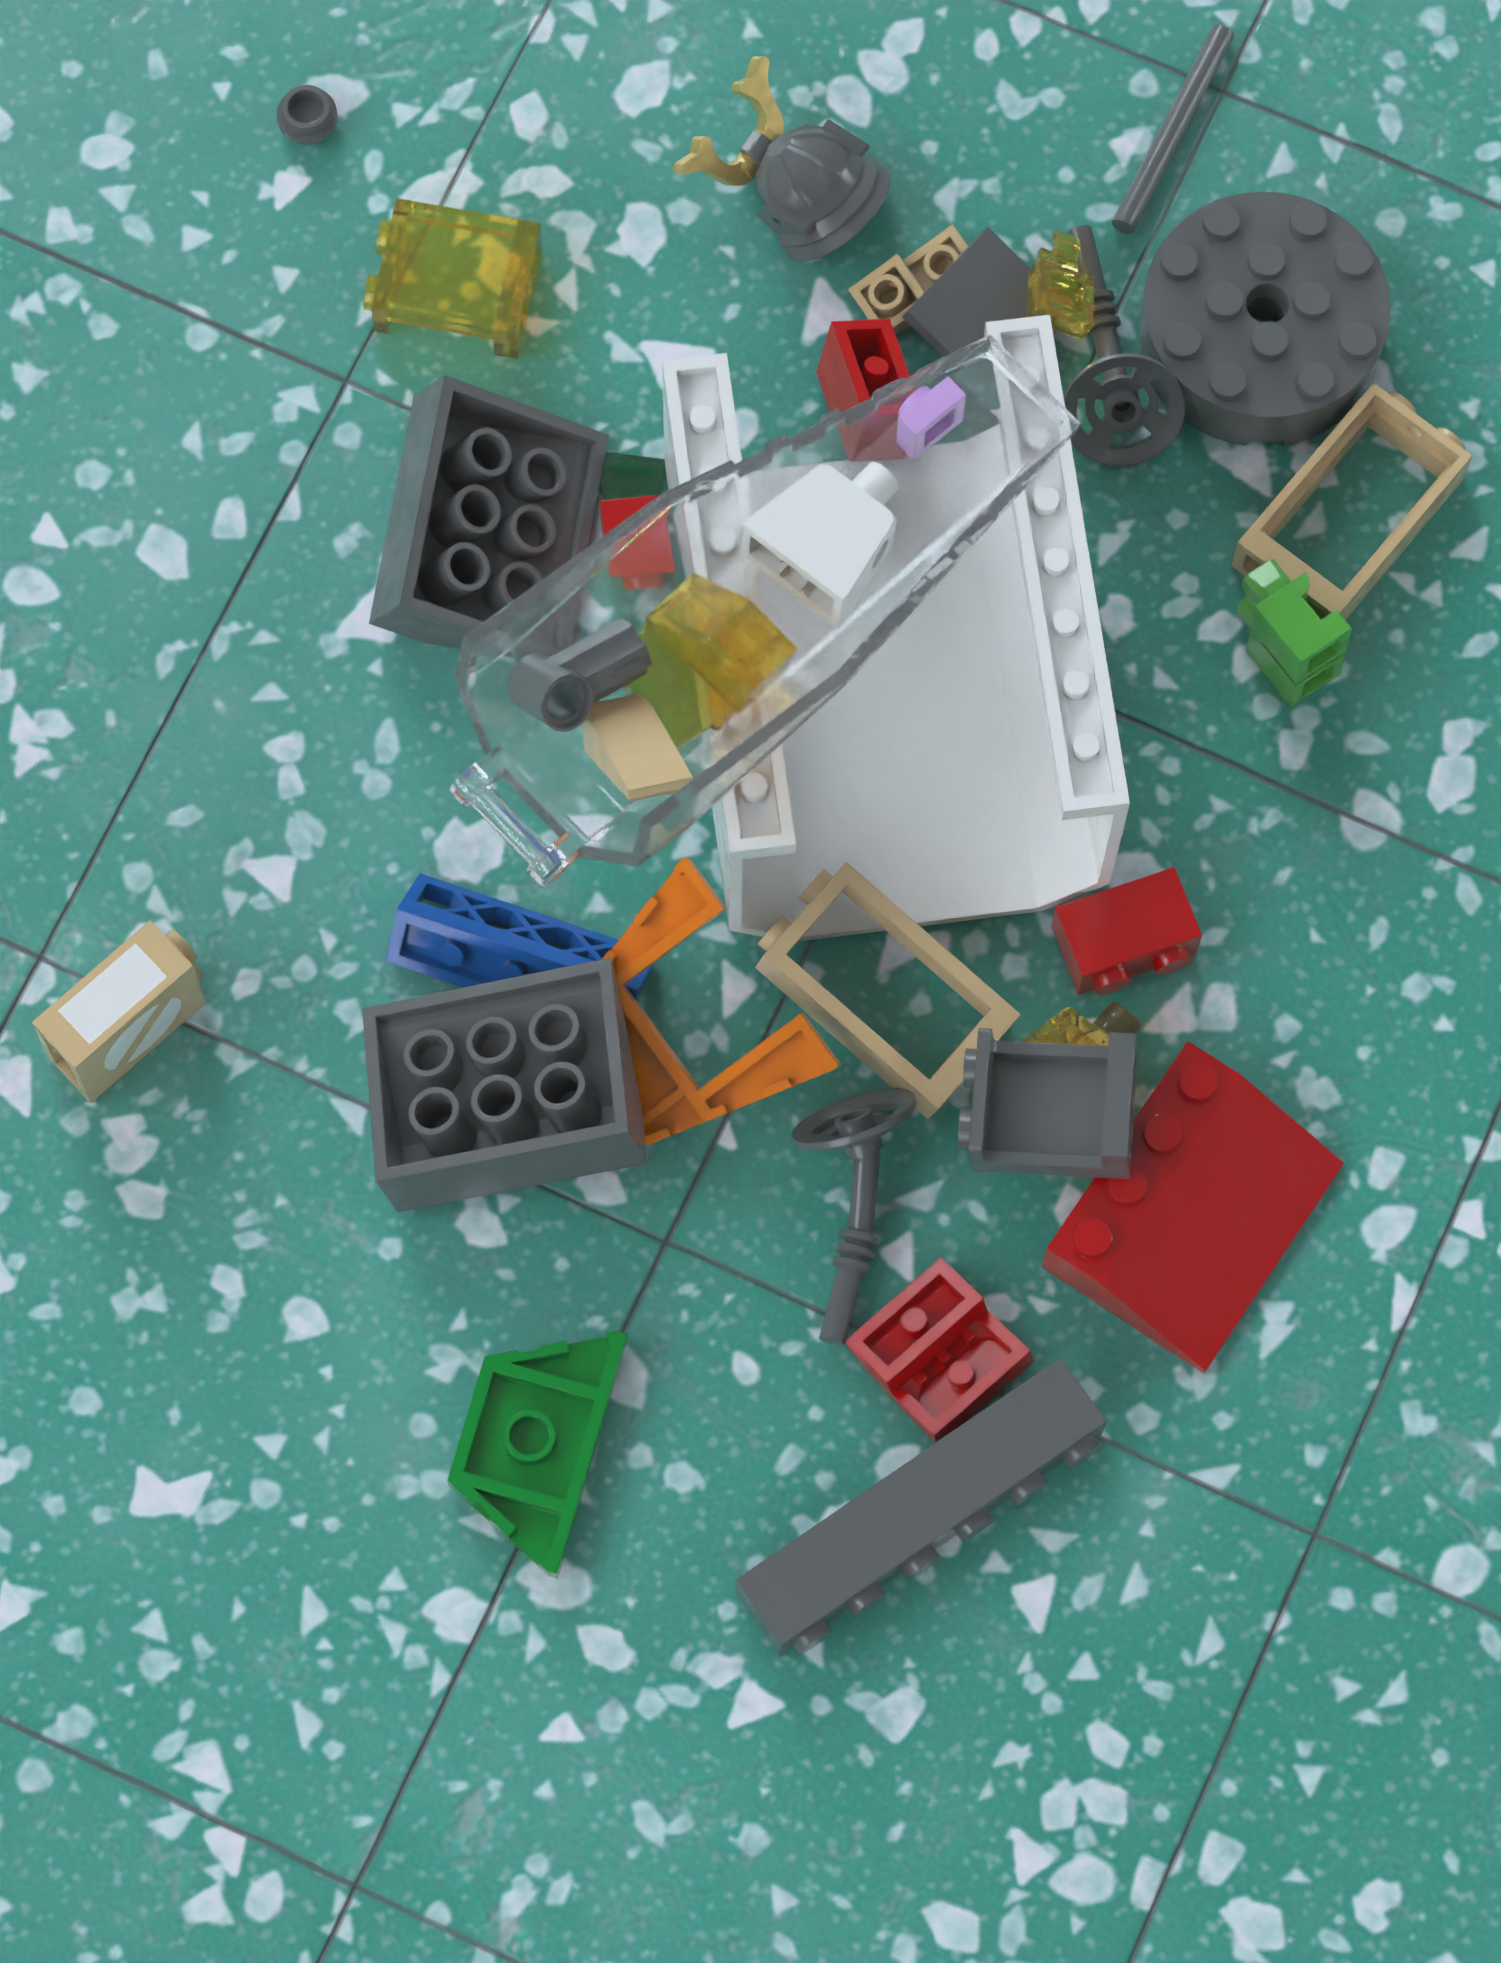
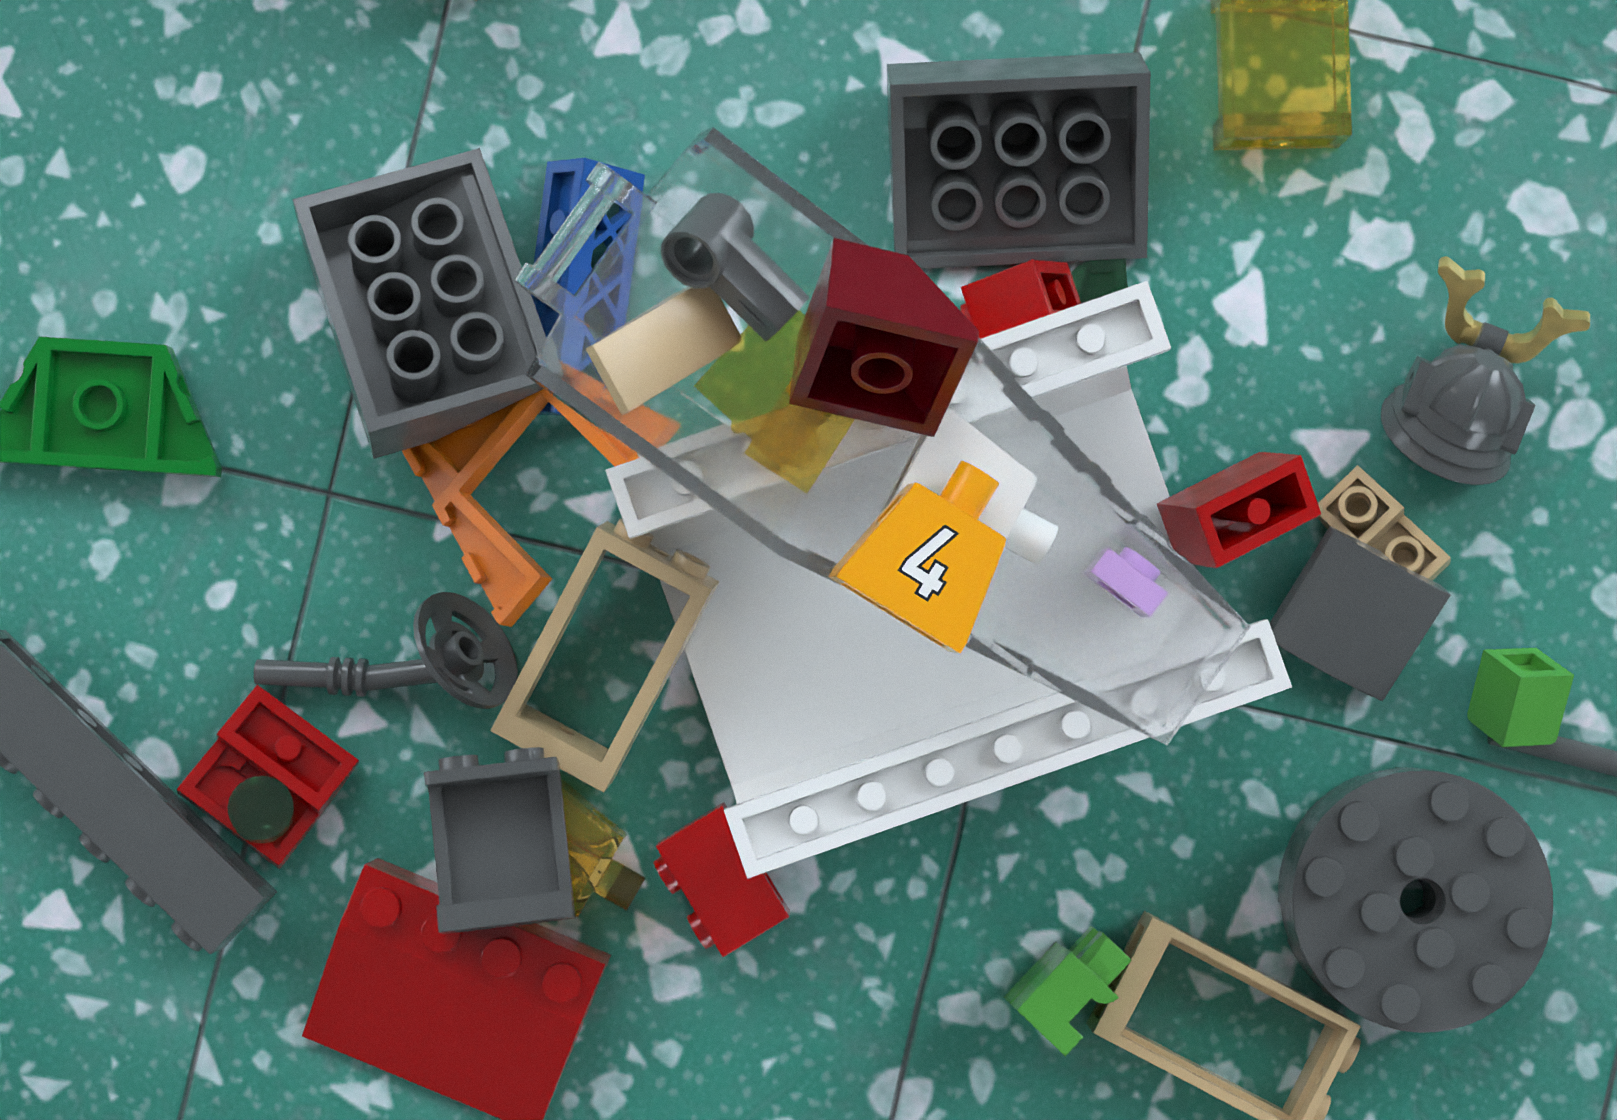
camera: 80 degrees right, 15 degrees up
(680, 547) = (880, 342): none -> dark red slope
(879, 552) = (929, 558): none -> light orange torso
(971, 1354) = (261, 809): none -> clear green tile
(1059, 288) = (1392, 681): clear yellow plate -> none
(1095, 191) = (1519, 697): none -> bright green panel
(1118, 389) = (1297, 765): dark grey dish -> none

